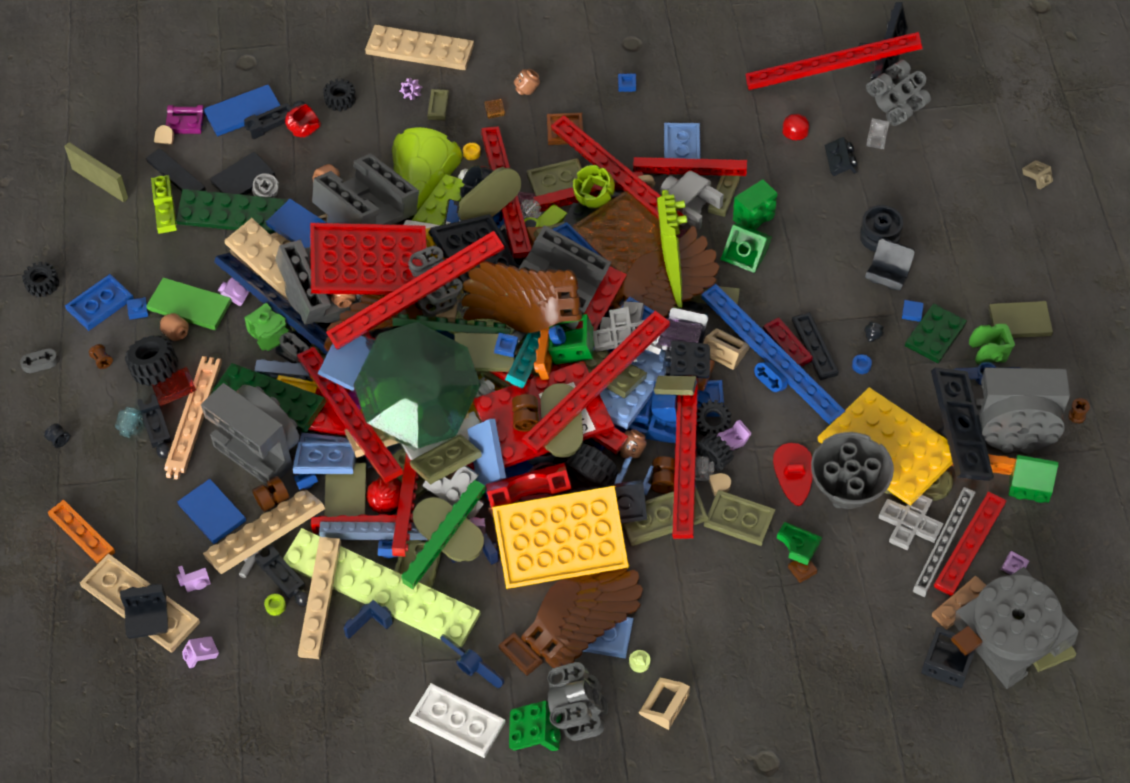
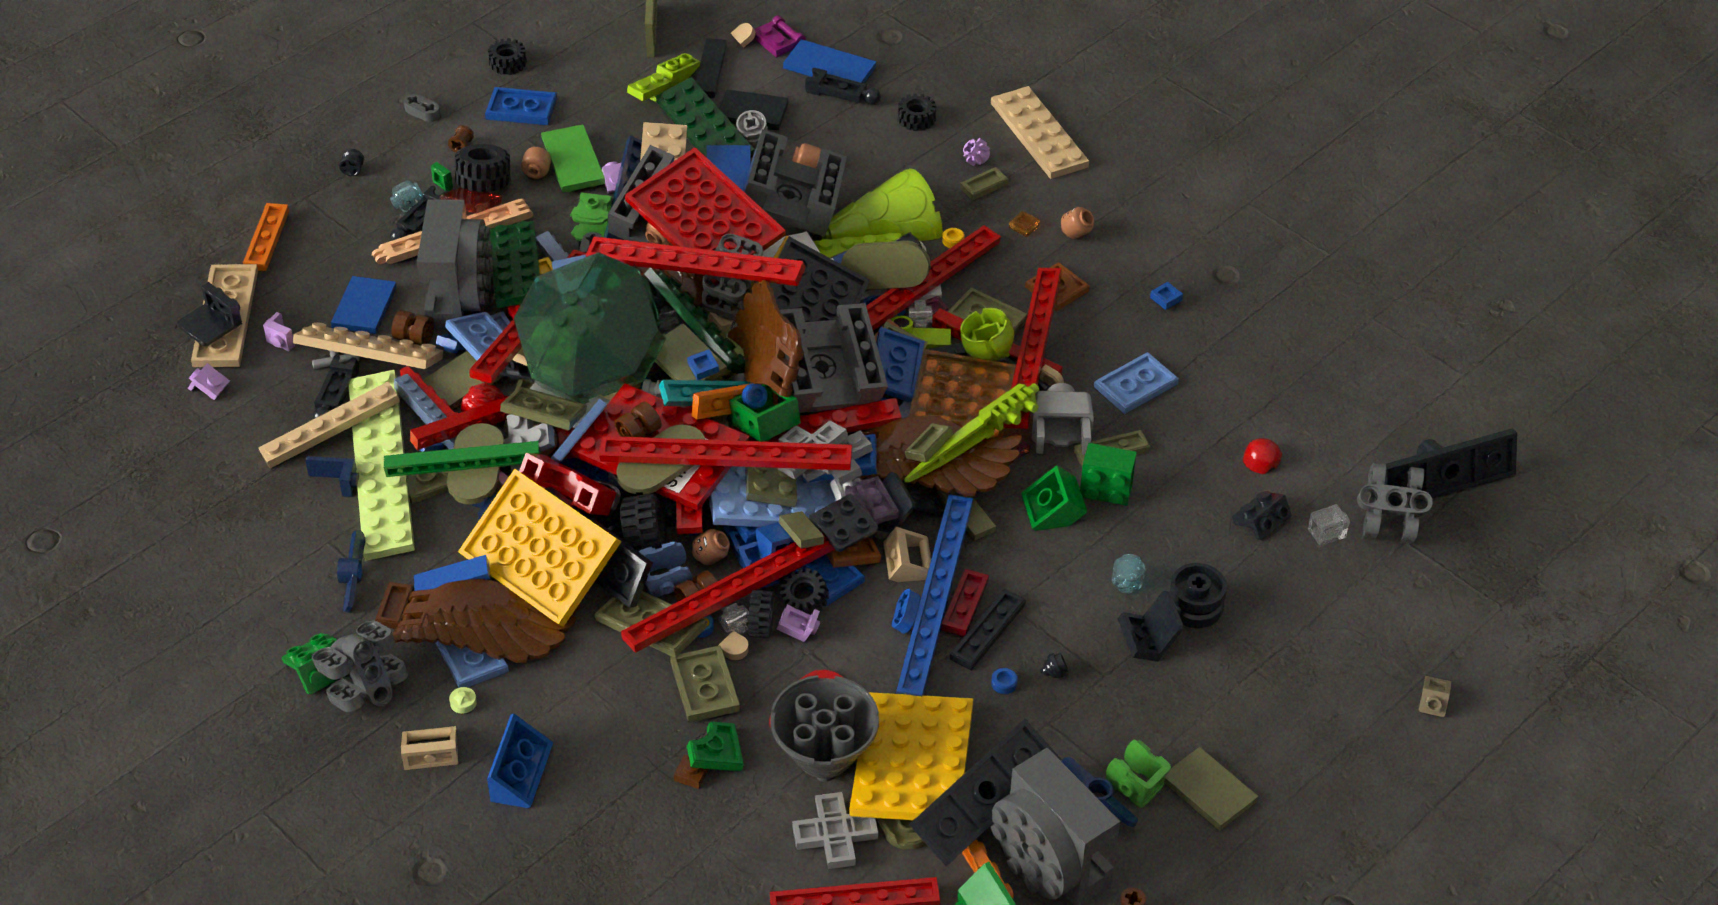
camera: 50 degrees right, 10 degrees down
(129, 390) = (441, 176): none -> green tile
(137, 308) = (534, 131): blue plate -> none
(275, 604) = (301, 404): lime tile -> none
(302, 121) = (854, 104): red hair -> none
(457, 720) = (282, 601): white tile -> none
(529, 604) = (469, 569): none -> blue tile
(662, 274) = (928, 442): none -> olive tile
(683, 165) = (1109, 400): red piece -> none
(724, 660) = (518, 764): none -> blue slope
(833, 61) = (1372, 426): red plate -> none
(835, 249) = (1128, 573): none -> clear light blue head
(912, 310) = (1120, 685): blue tile -> none
(935, 333) = (1111, 722): dark green plate -> none
(944, 542) = (836, 873): light grey piece -> none

